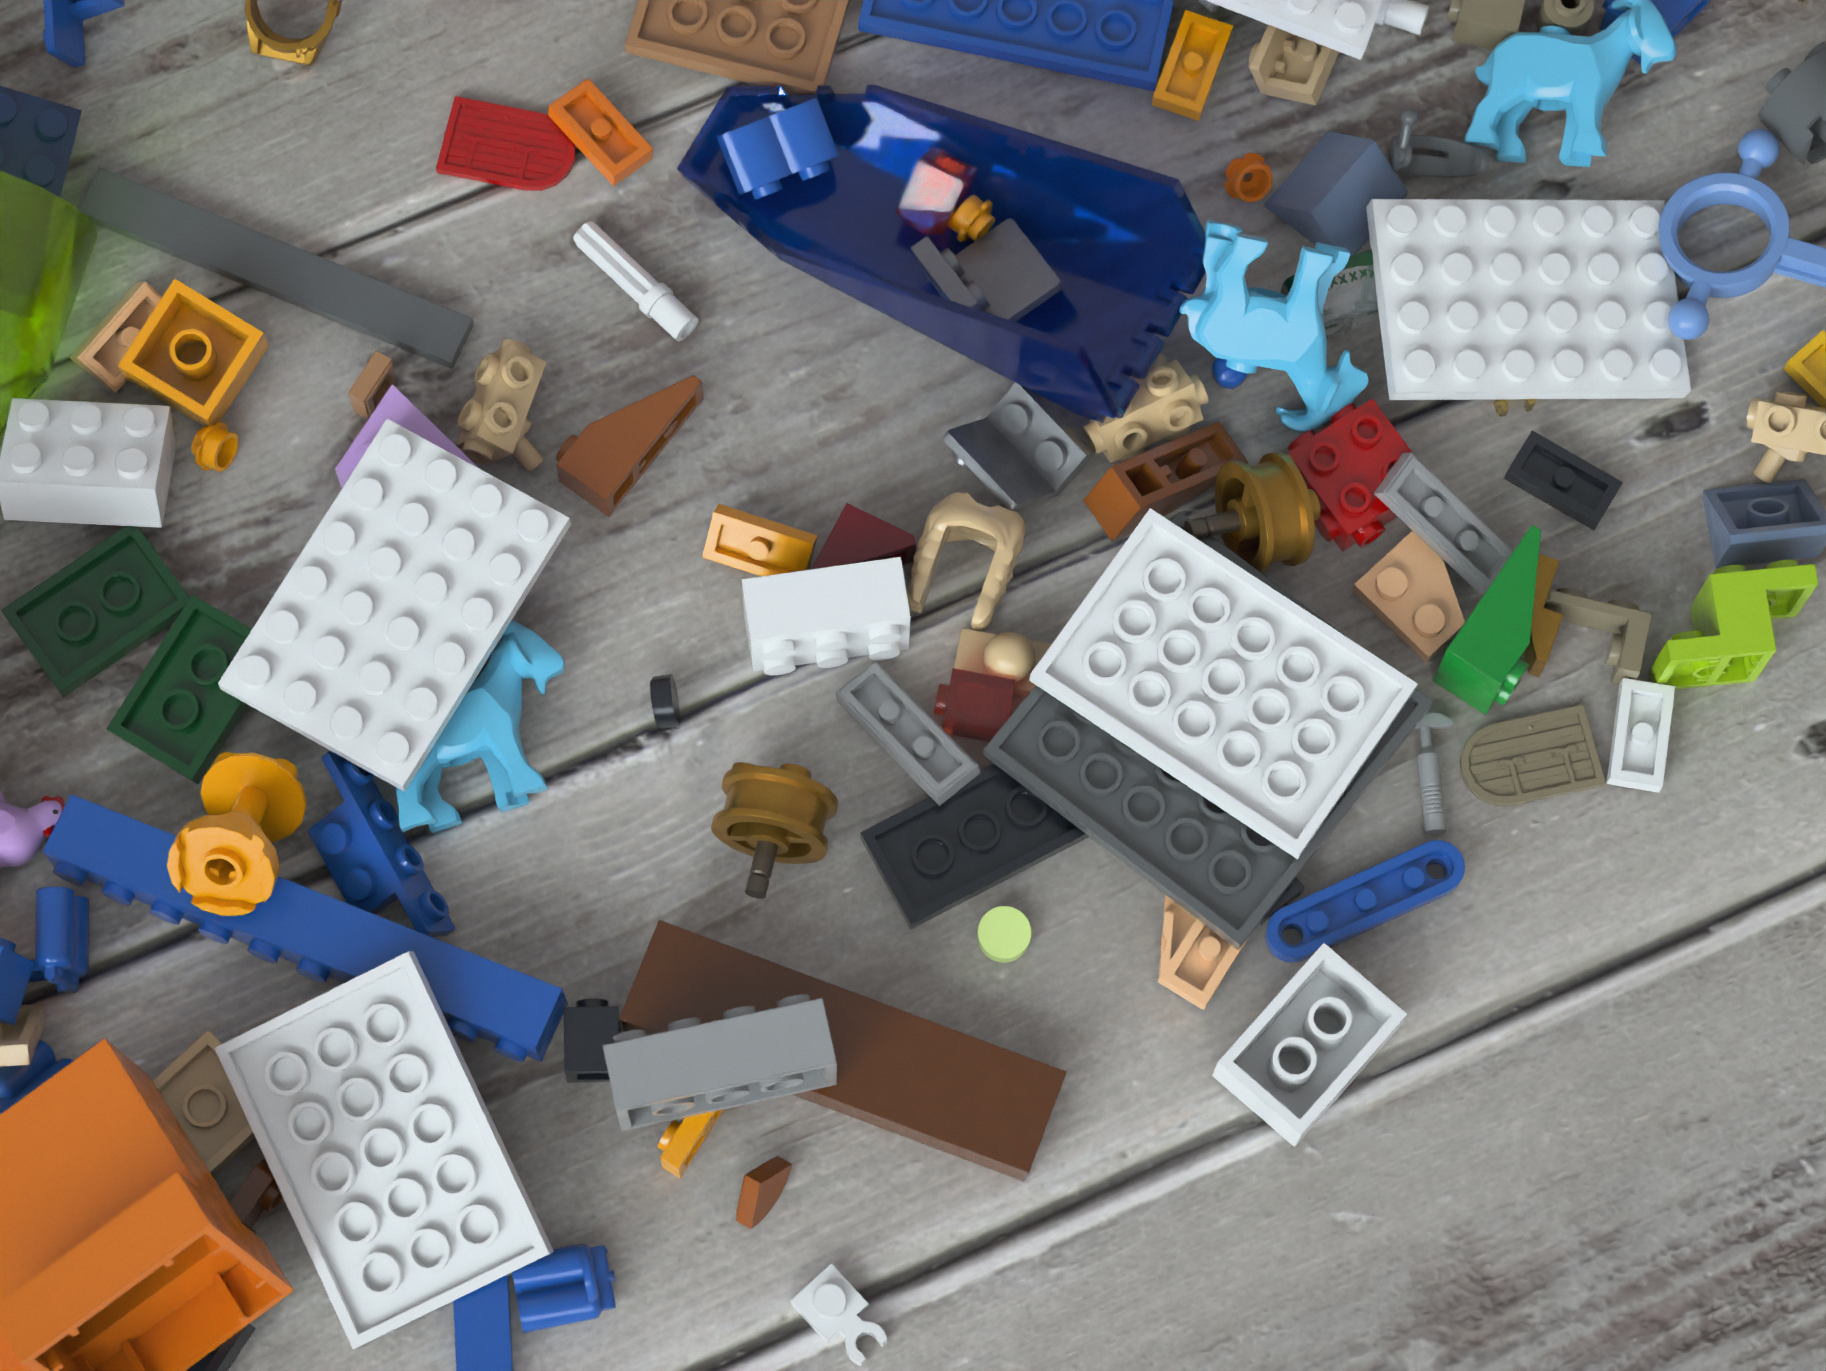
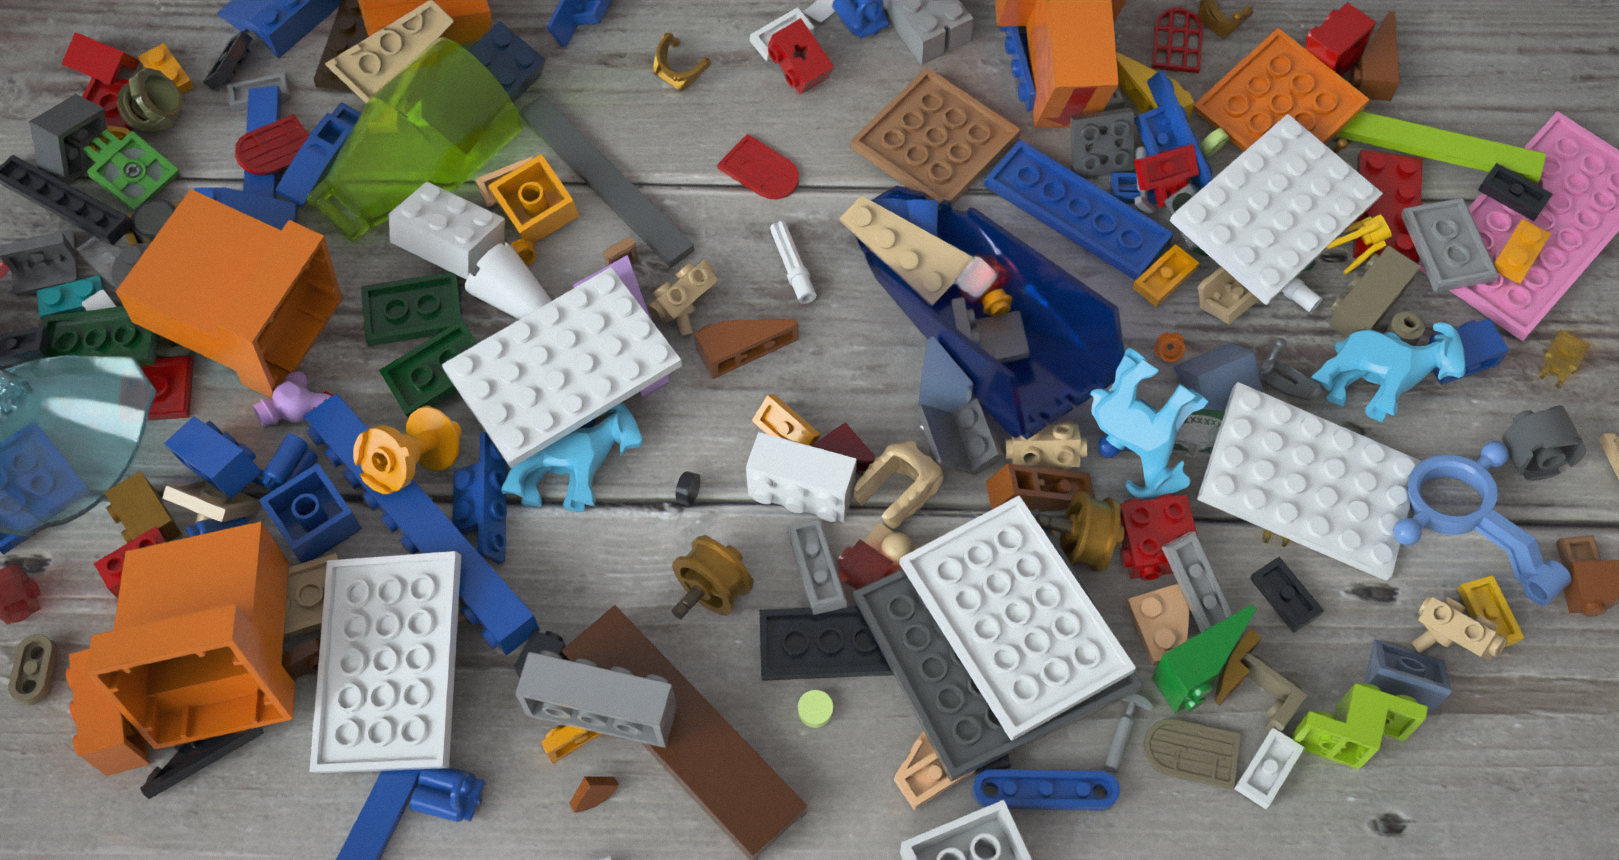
camera: 30 degrees right, 10 degrees down
(139, 991) = (310, 514): none -> blue brick
(239, 511) = (507, 283): none -> white cone
(600, 132) = (814, 180): orange plate -> none
(814, 195) = (911, 252): none -> tan wing
(954, 379) = (943, 381): none -> sand blue slope

